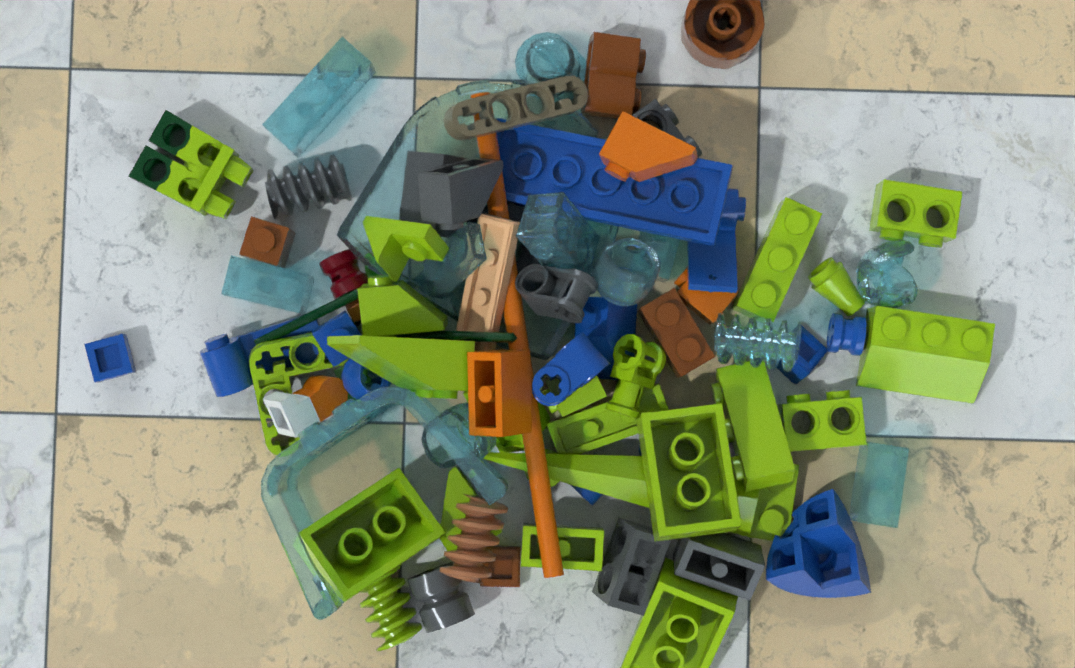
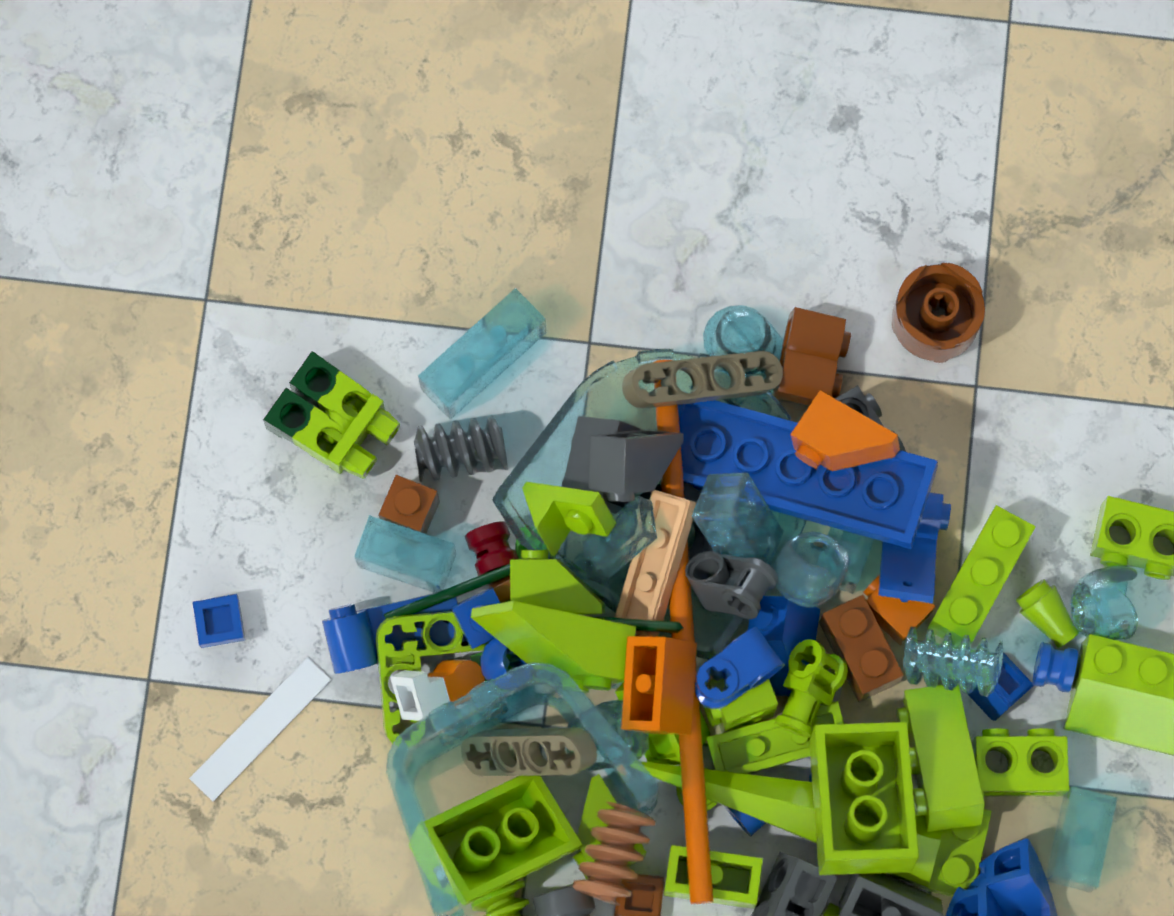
camera: 10 degrees right, 10 degrees down
(158, 448) = (260, 729): none -> white sticker
(391, 456) = (526, 747): none -> dark tan beam

